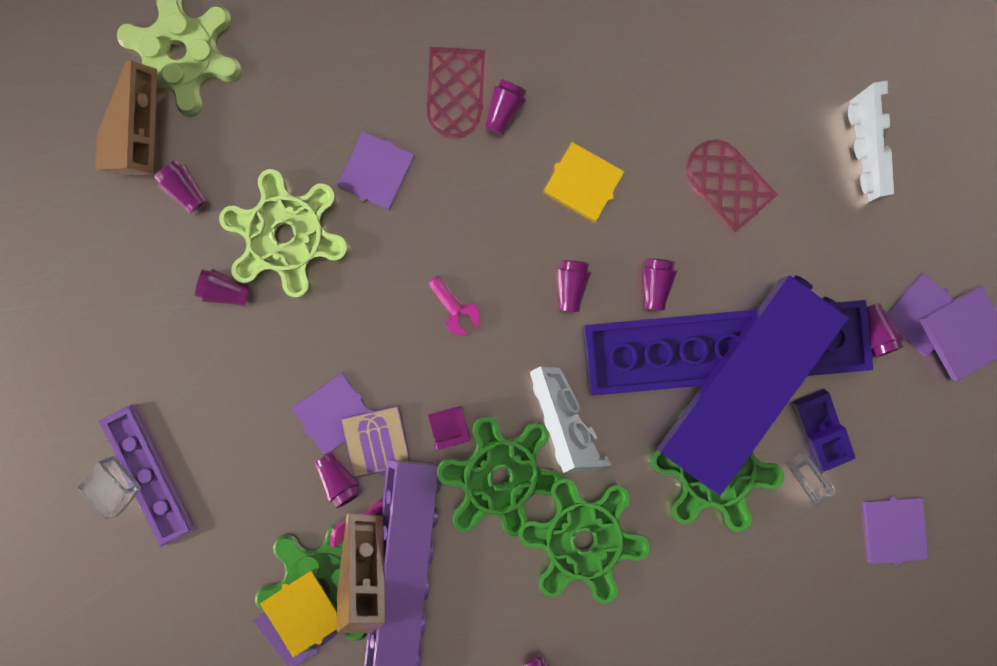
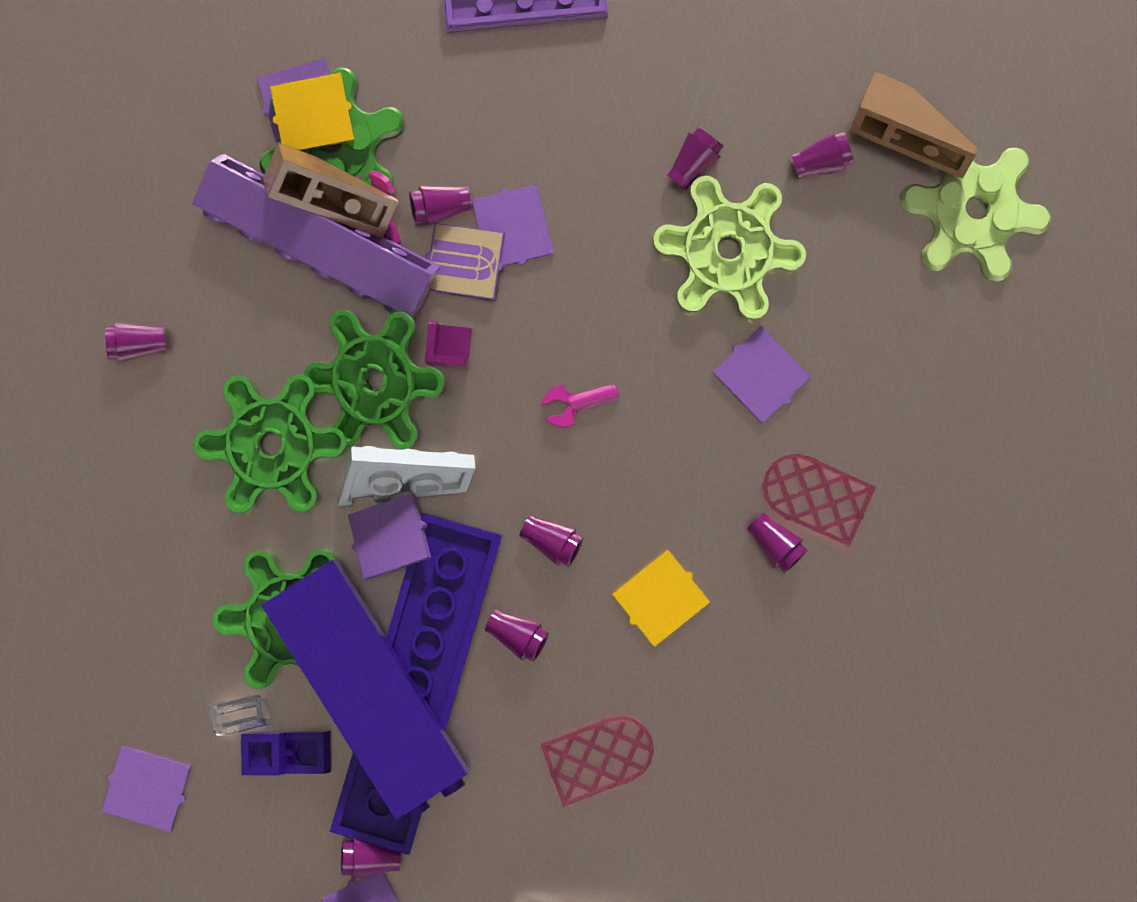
camera: 115 degrees right, 0 degrees up
(620, 414) = (389, 536): none -> medium lavender piece

